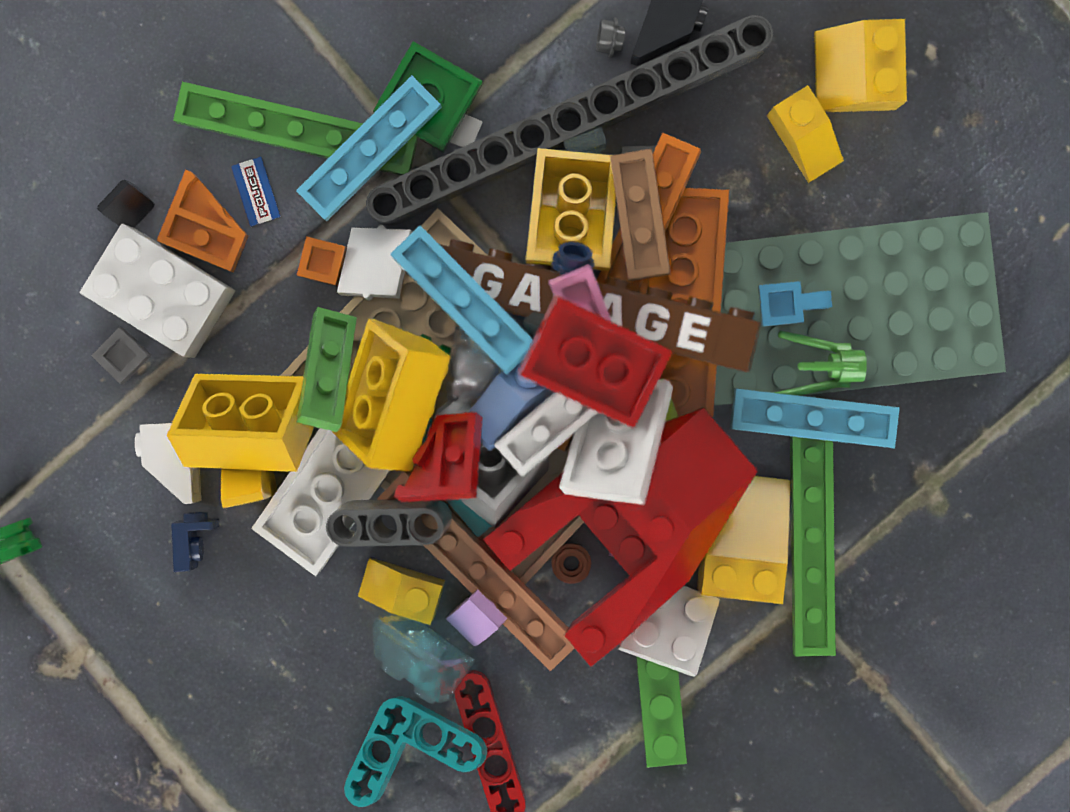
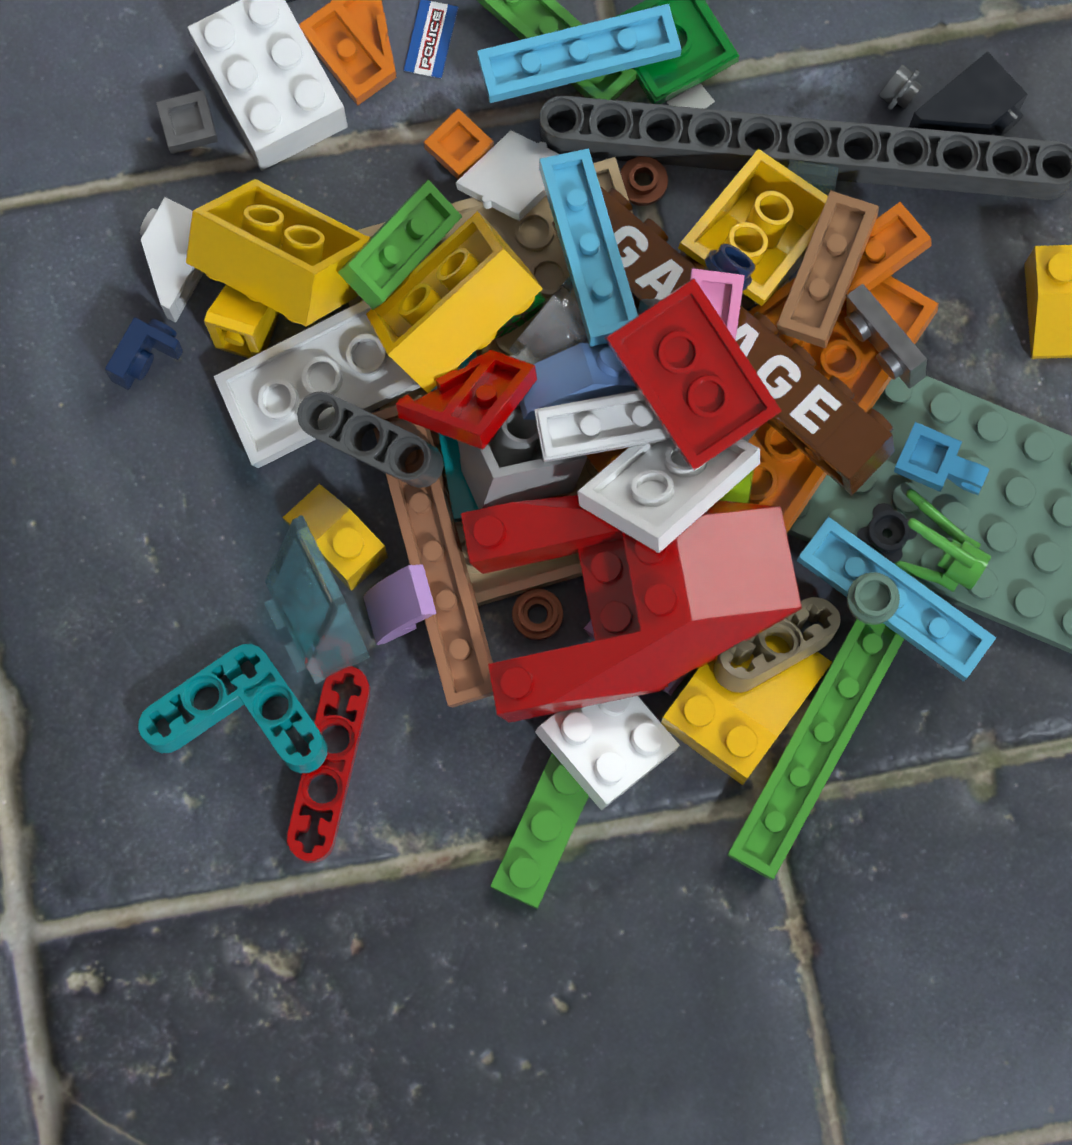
camera: 35 degrees right, 10 degrees down
(478, 218) = (647, 194): none -> copper plate
(722, 247) = (896, 351): none -> flat silver plate
(770, 476) = (770, 663): none -> dark tan beam
(773, 365) = (886, 518): none -> black plate
(801, 431) = (873, 598): none -> sand green plate

